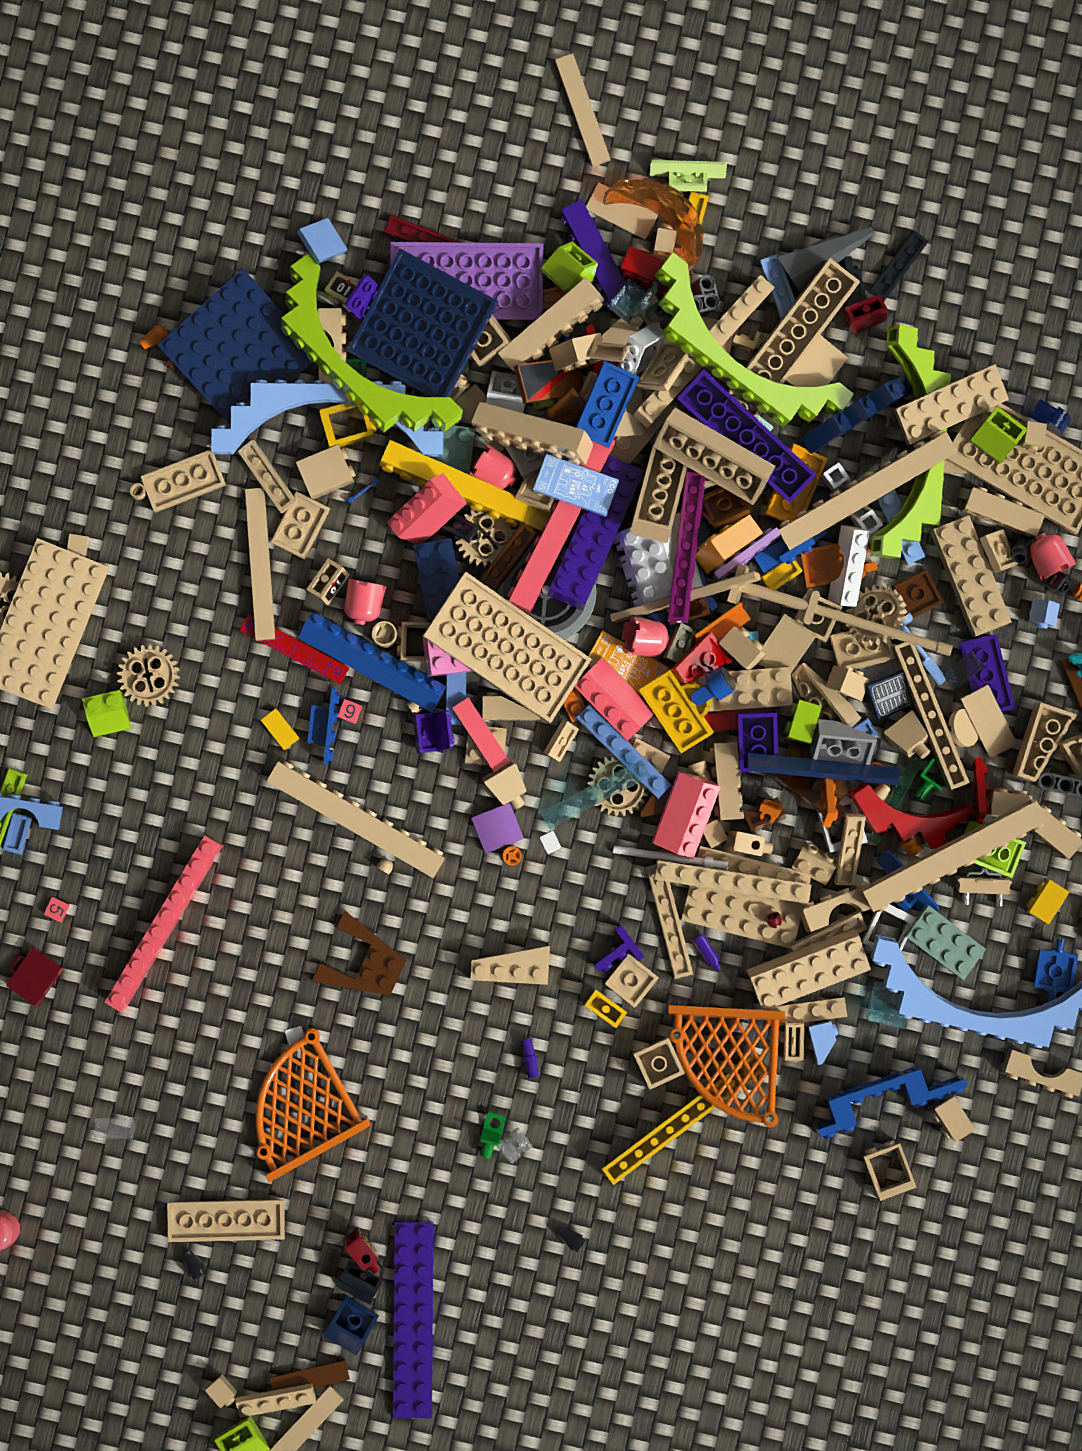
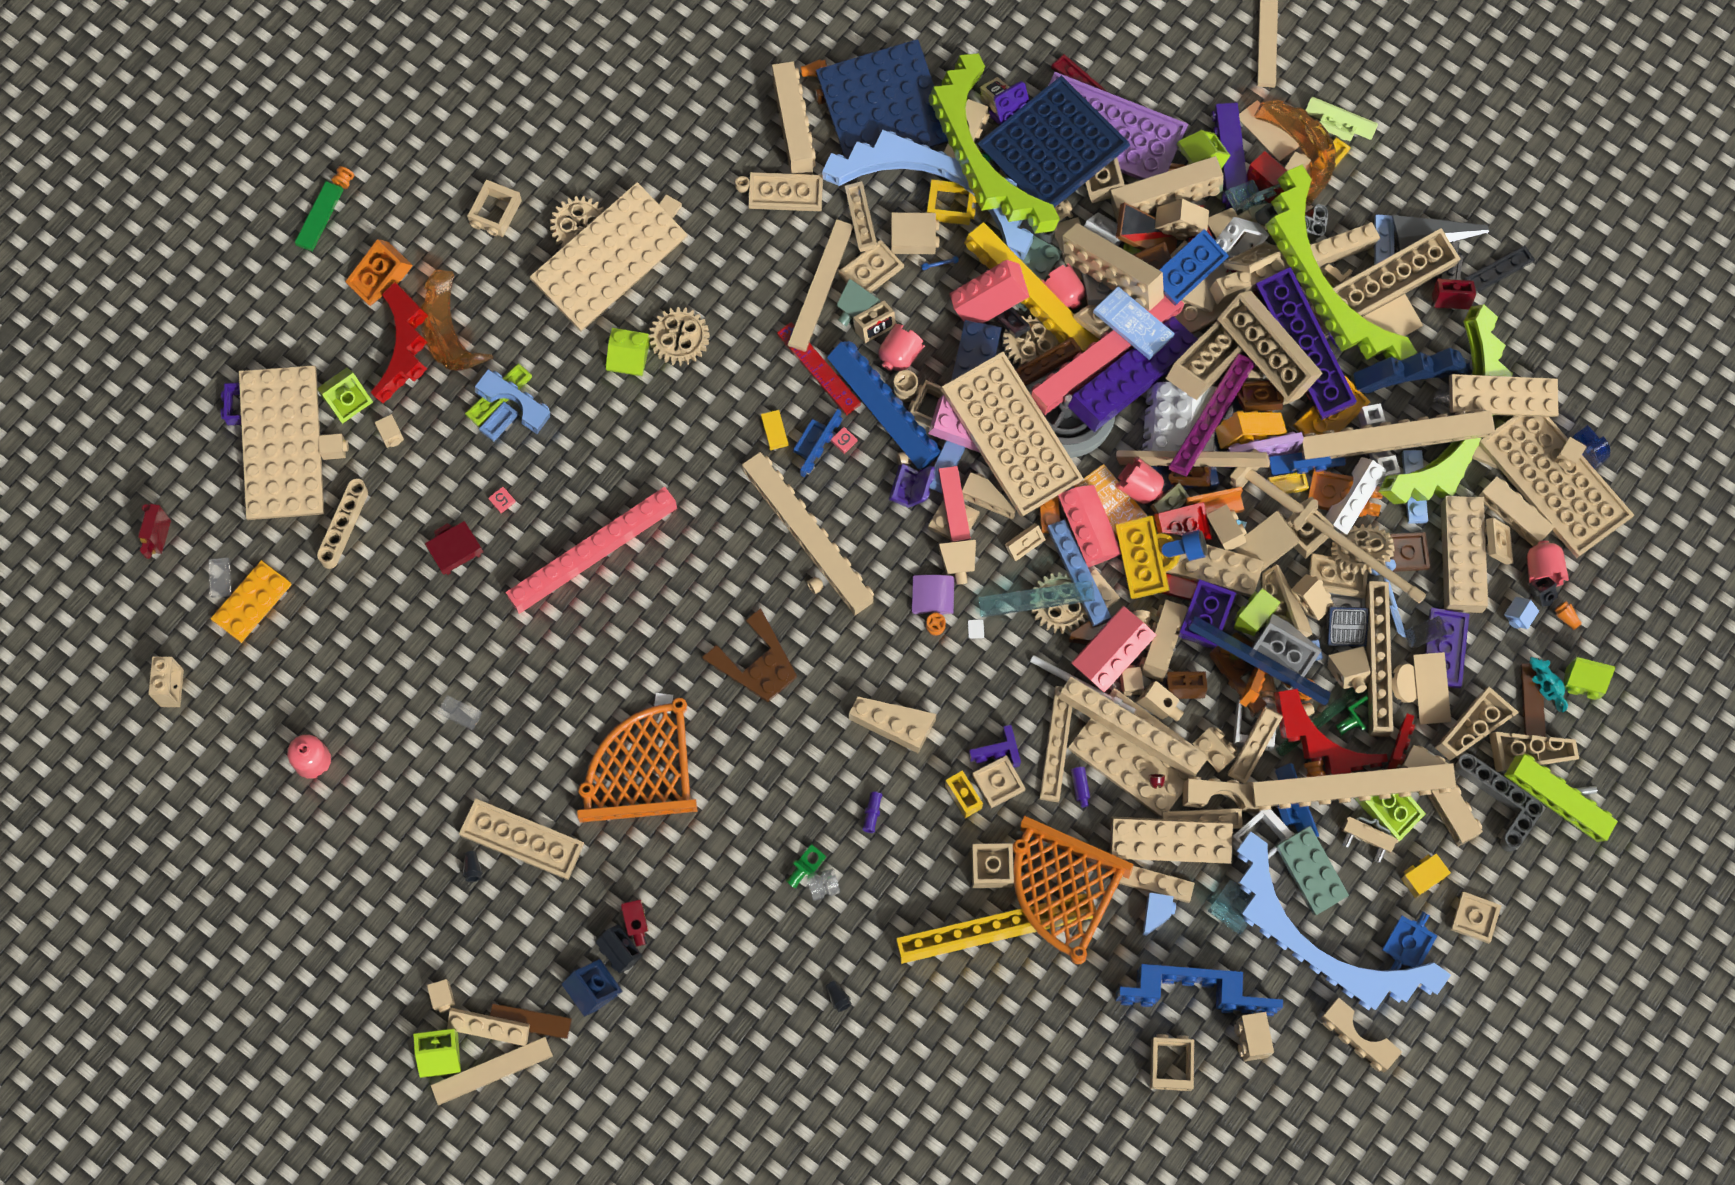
camera: 25 degrees right, 15 degrees down
(154, 399) = (793, 118): none -> tan brick
(301, 569) = (855, 301): none -> sand green torso
(322, 240) = (995, 49): medium blue tile -> none
(413, 1319) = (652, 1010): dark purple plate -> none
(609, 352) = (1210, 223): tan tile -> none
(771, 808) = (1196, 677): orange tile -> none
(793, 1024) = (1120, 903): tan tile -> none
(998, 434) = (1538, 438): lime slope -> none
(1020, 549) = (1519, 550): black cone -> none

